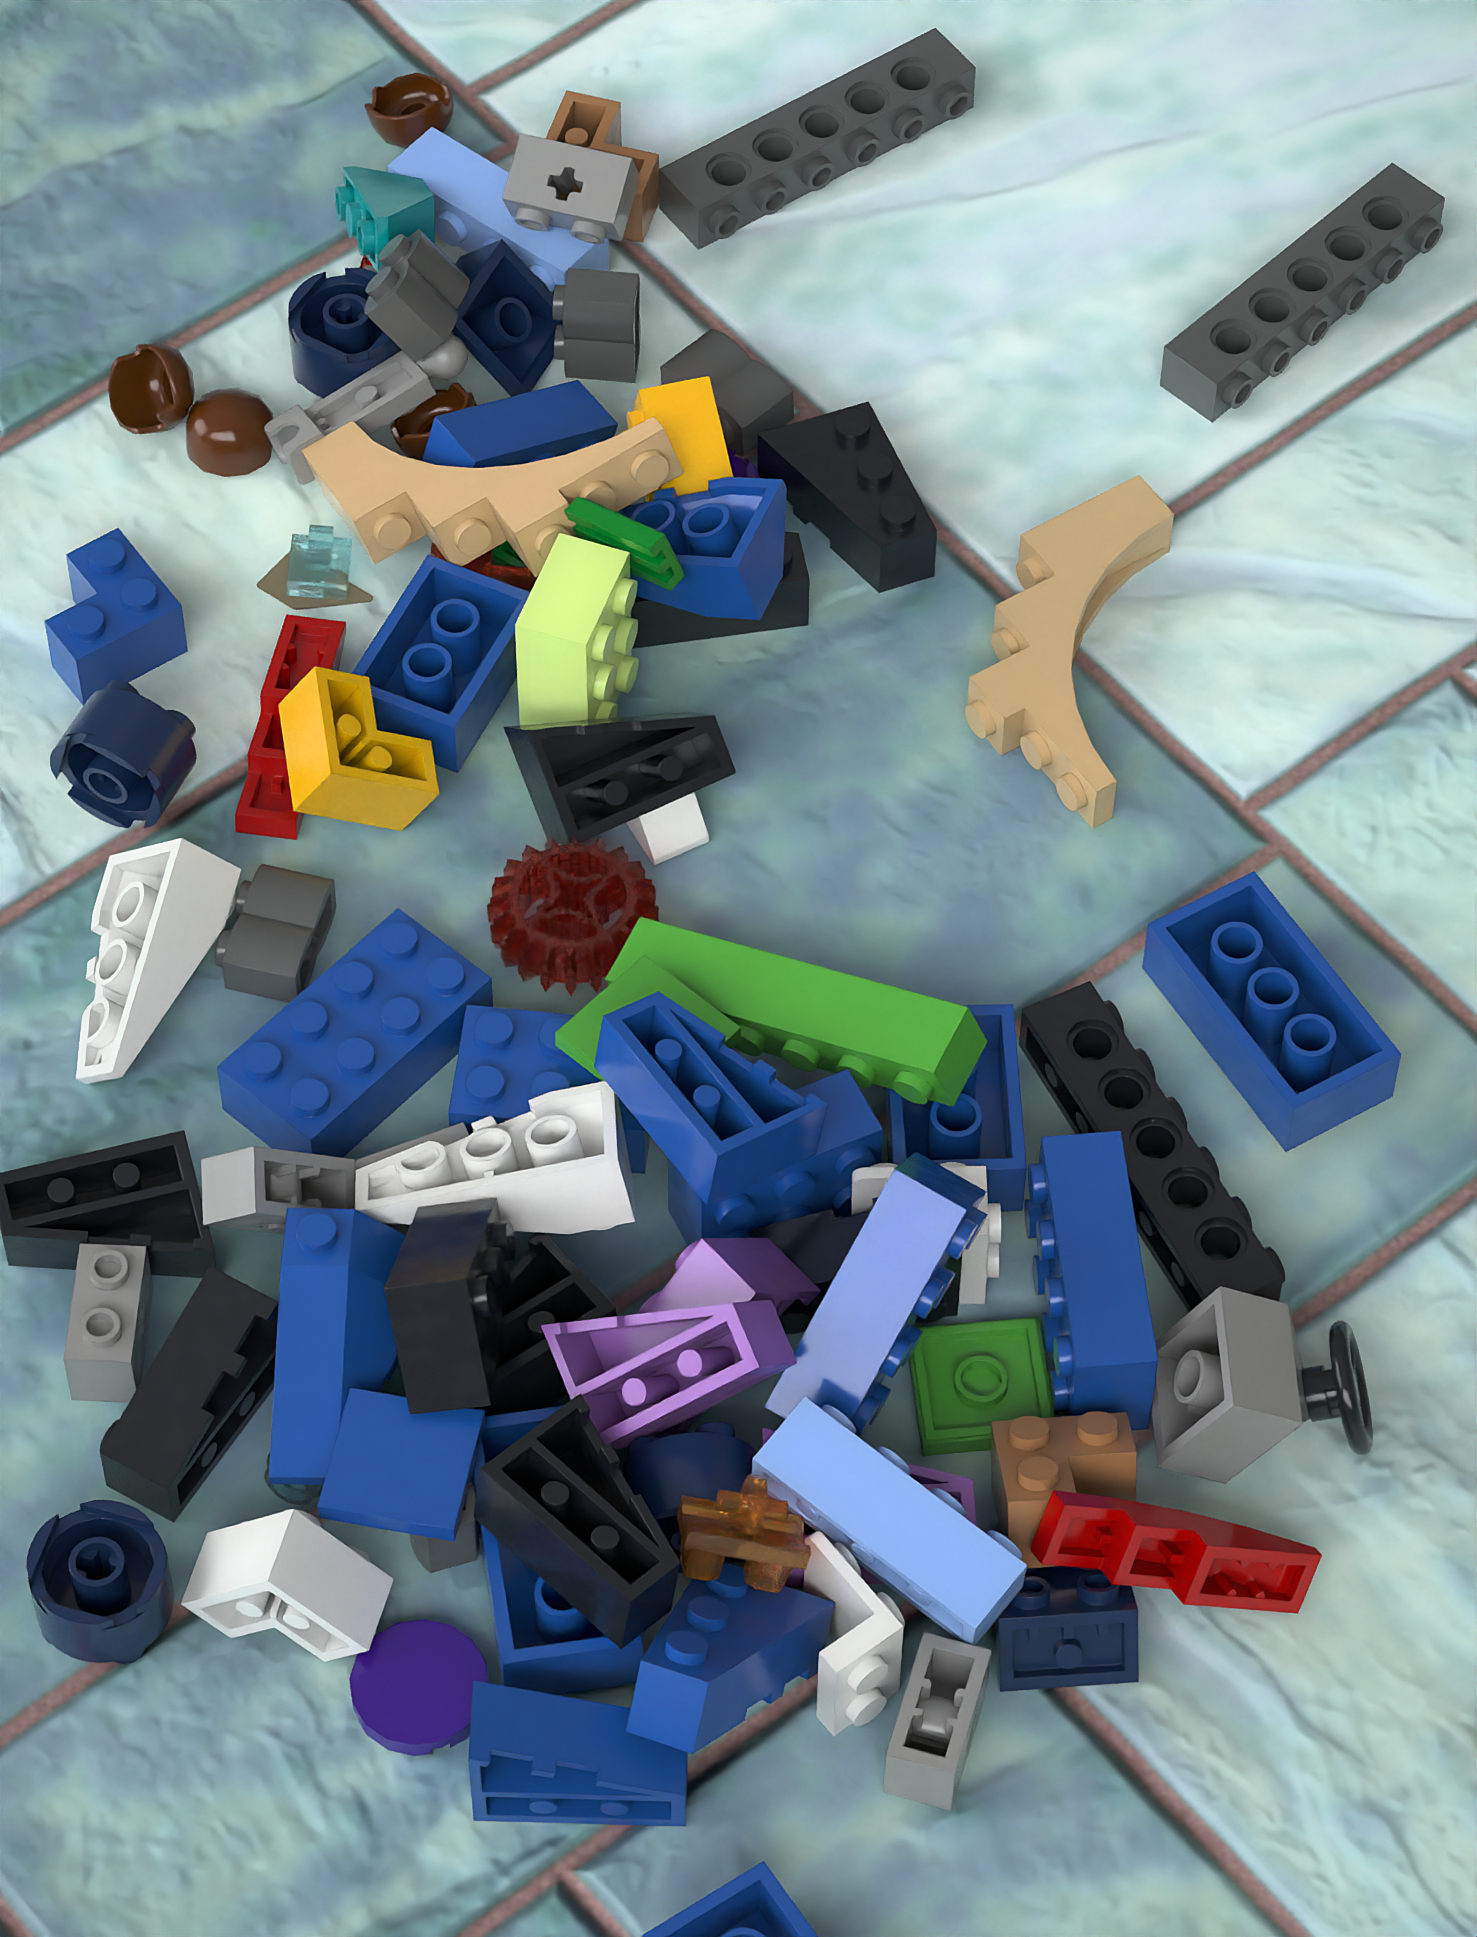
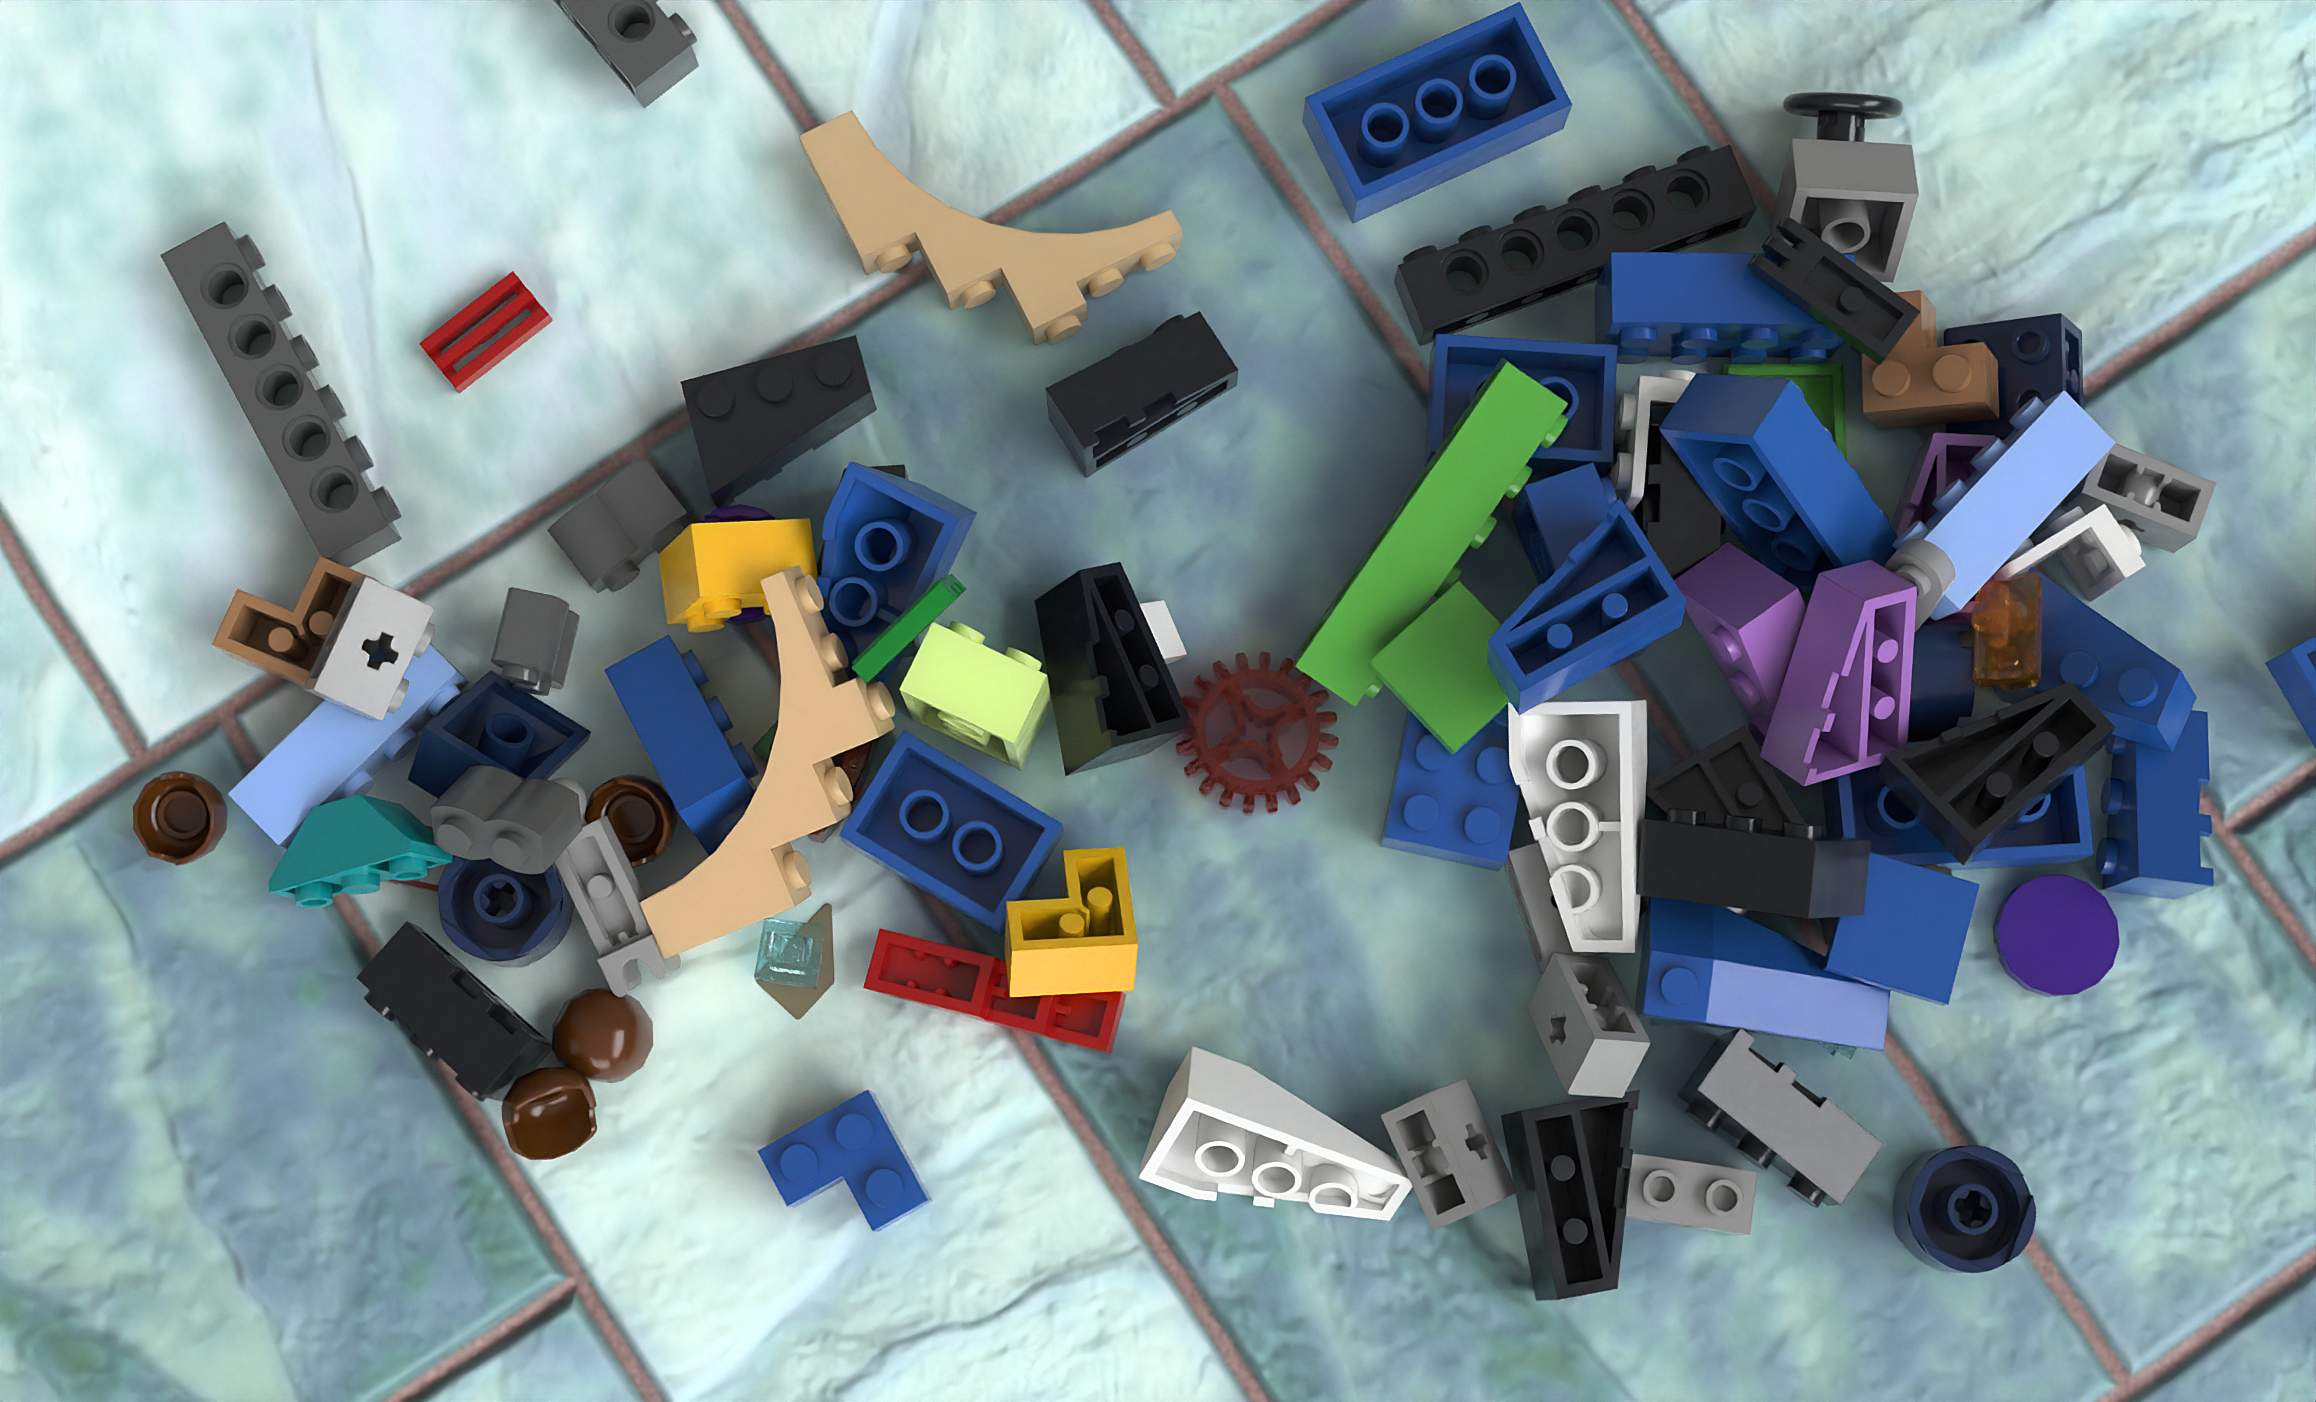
camera: 85 degrees left, 25 degrees up
(111, 1096) = (1449, 1154): none -> light grey brick
(125, 756) = (1045, 1156): dark blue brick -> none
(234, 311) = (452, 1014): none -> black wedge
(277, 933) = (1251, 1016): dark grey brick -> none
(291, 1579) = (1981, 1044): white brick -> none
(354, 1041) = (1393, 947): blue brick -> none
(770, 1408) = (1926, 568): none -> light grey plate
(915, 279) = (471, 316): none -> red tile
(917, 774) = (1139, 391): none -> black wedge
(1102, 1328) = (1834, 290): none -> black hinge
(1175, 1550) = (2002, 266): red slope -> none

